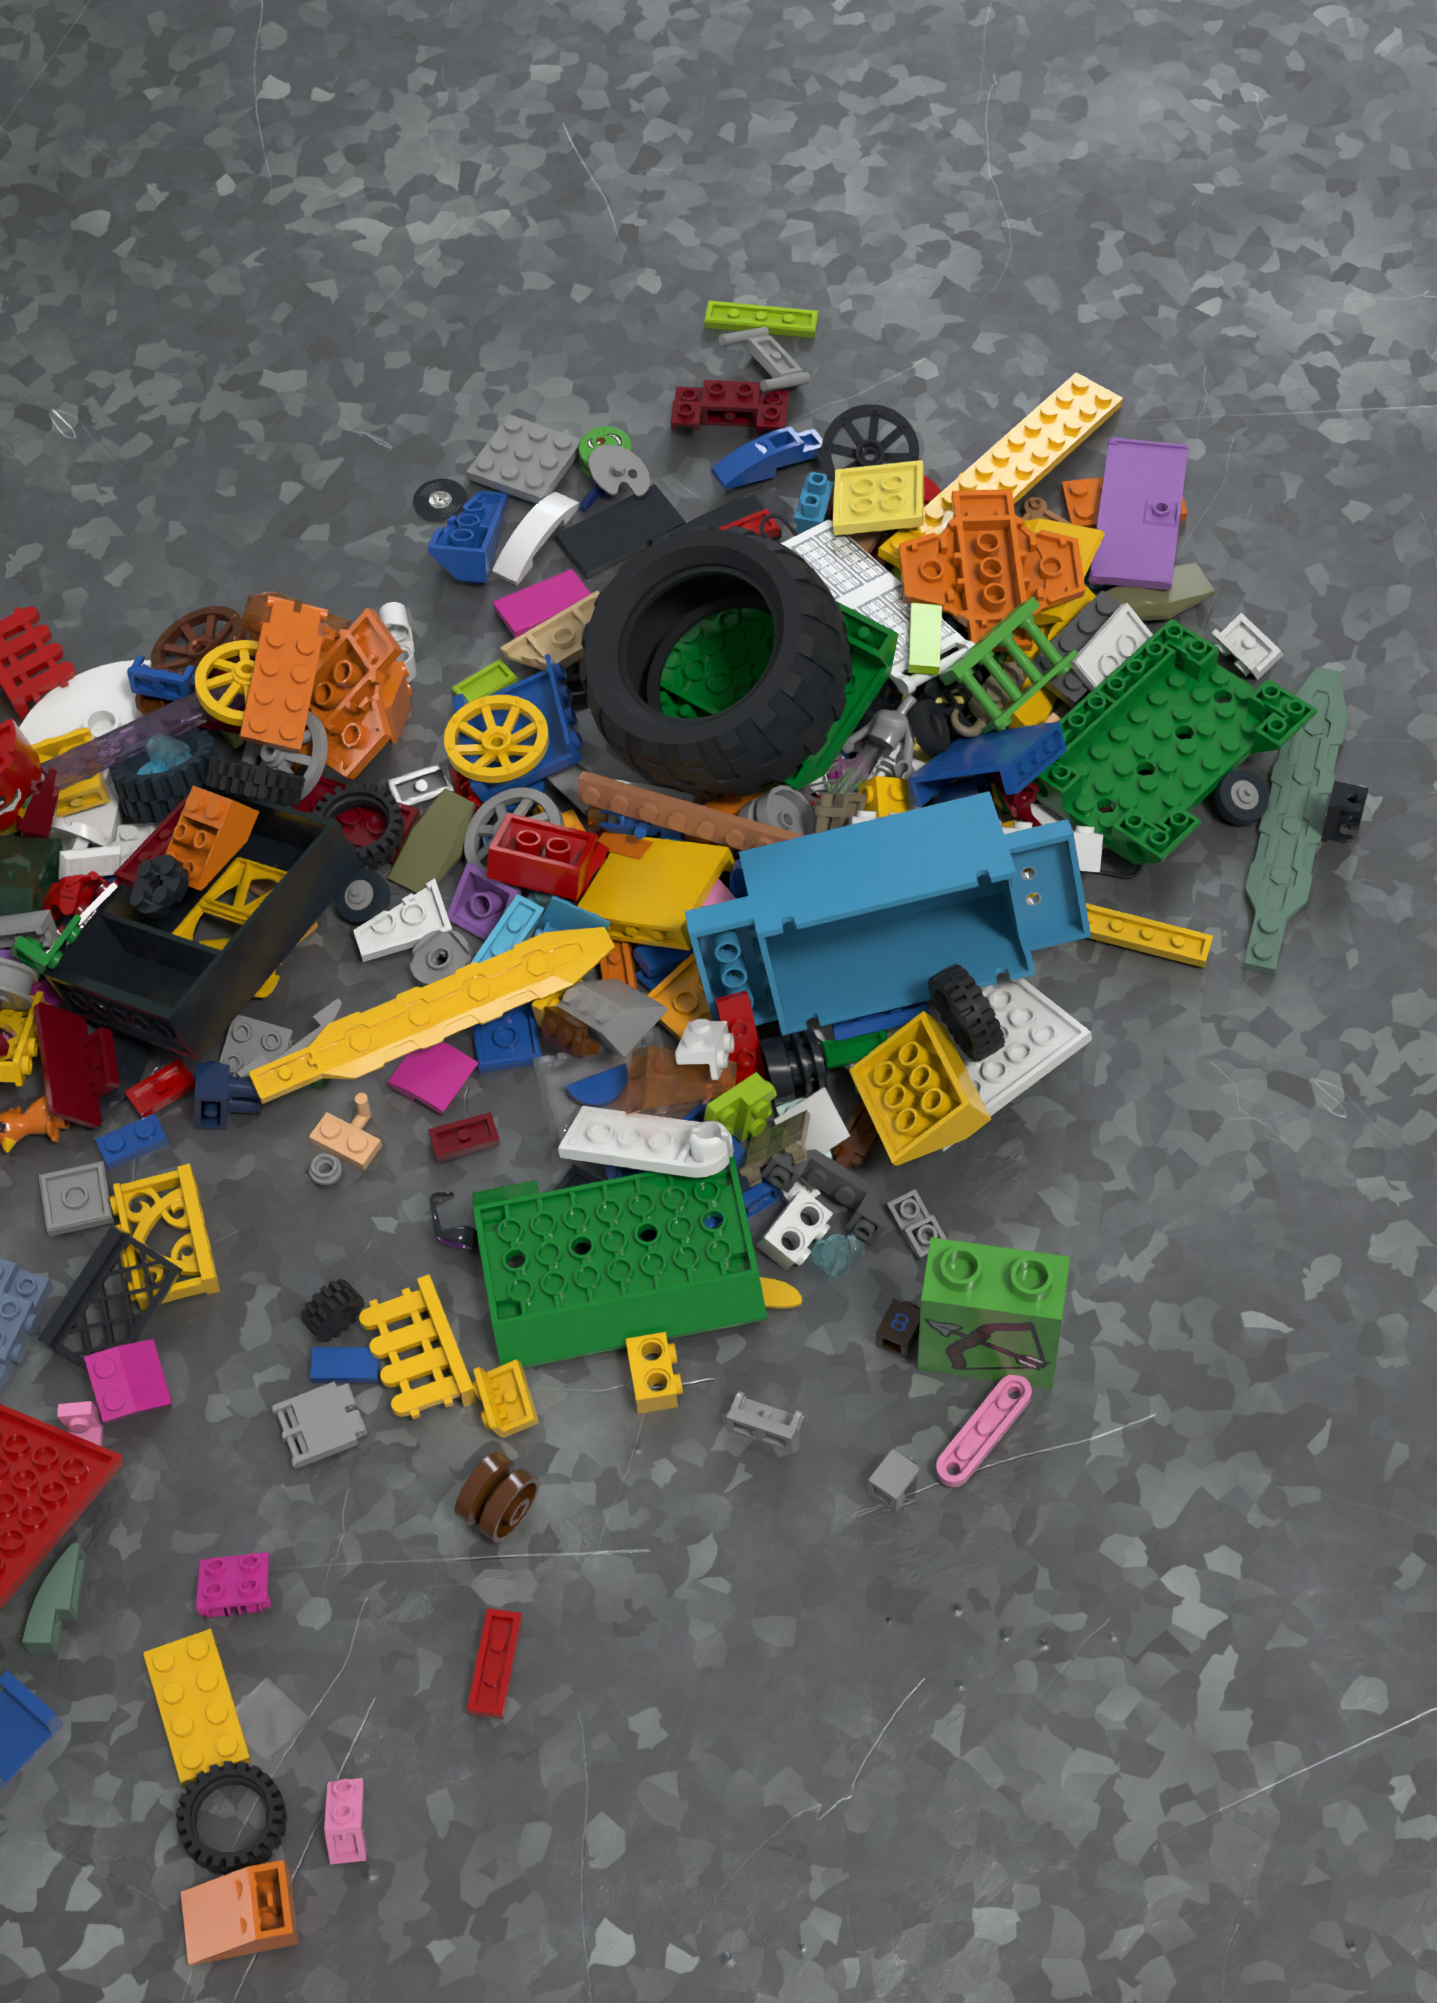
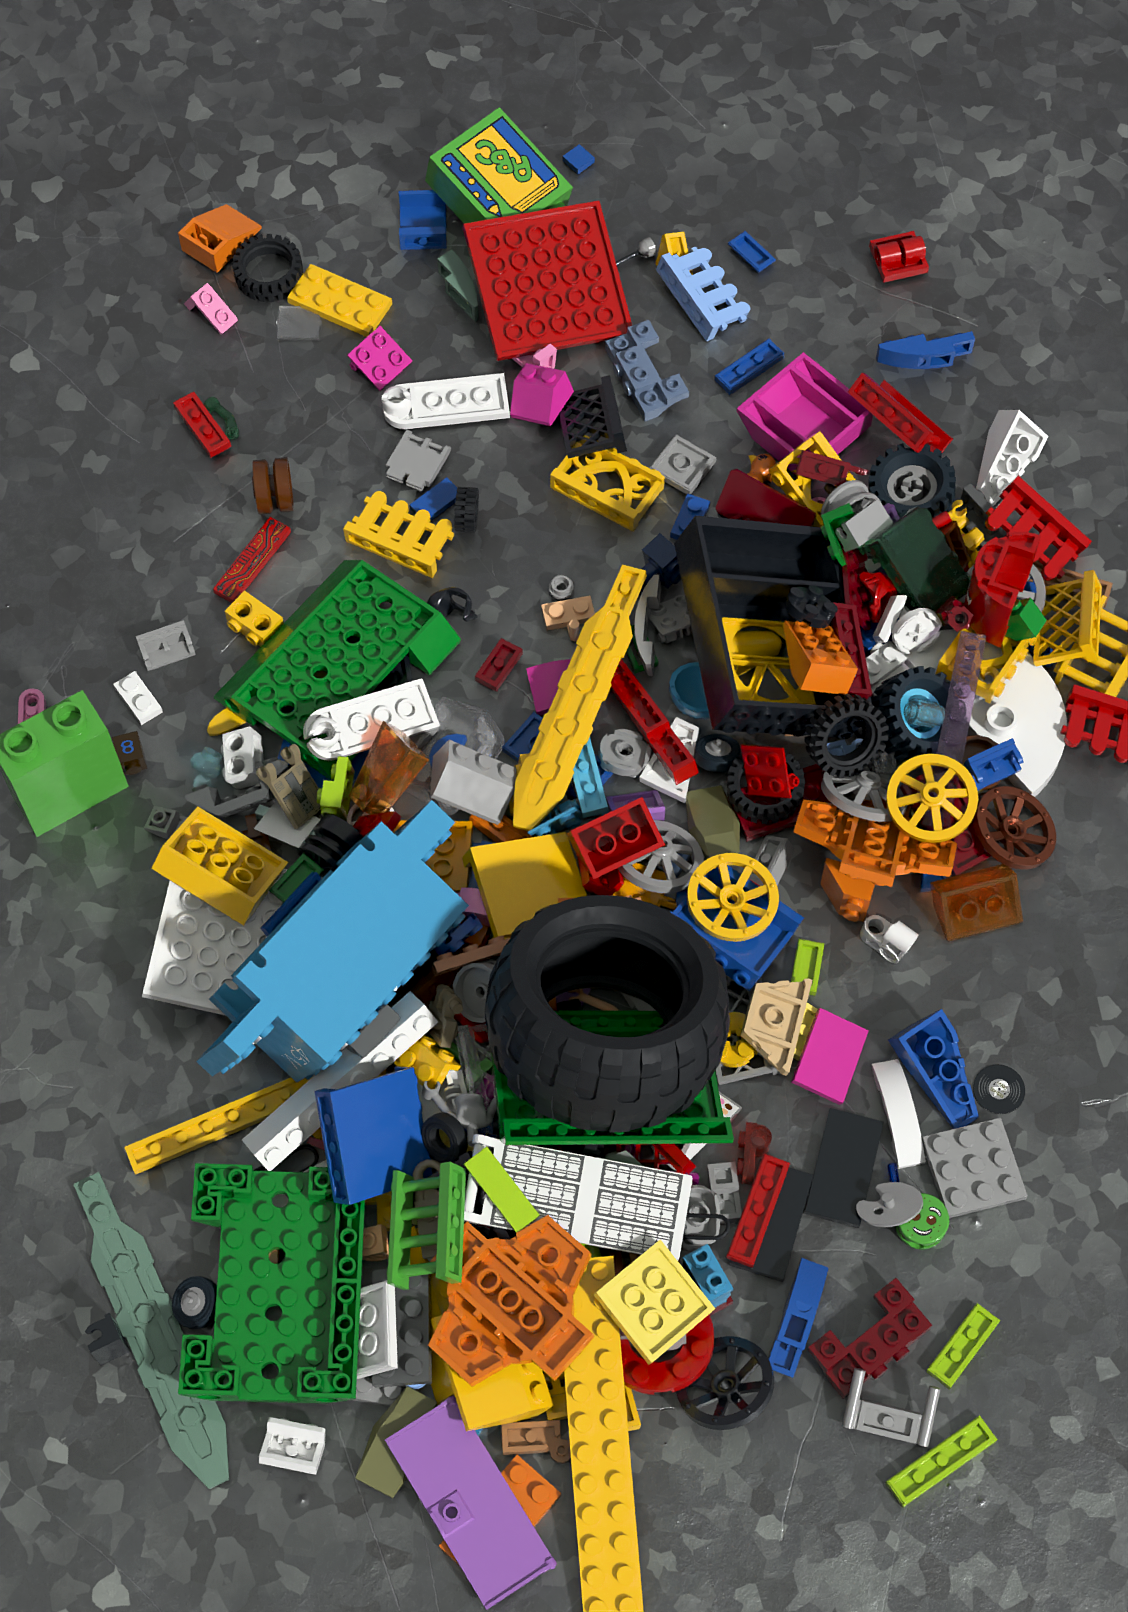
camera: 135 degrees right, 5 degrees up
(219, 1467) = (446, 402): none -> white plate
(283, 676) = (906, 808): orange hinge -> none
(322, 953) = (688, 691): none -> dark azure cylinder
(349, 809) = (767, 771): none -> red hinge
(396, 943) = (653, 725): none -> red slope
(467, 1636) = (231, 429): none -> clear green piece
(505, 1399) = (325, 544): yellow bracket -> none
(568, 1033) = (481, 744): reddish brown hinge -> none
(592, 1451) = (252, 560): none -> red tile
(666, 368) = (963, 1346): none -> lime tile
(706, 1044) = (379, 784): white bracket -> none
(840, 1391) = (138, 698): none -> white plate
(892, 1479) = (61, 664): light grey panel -> none
(966, 1012) = (208, 905): black tyre -> none

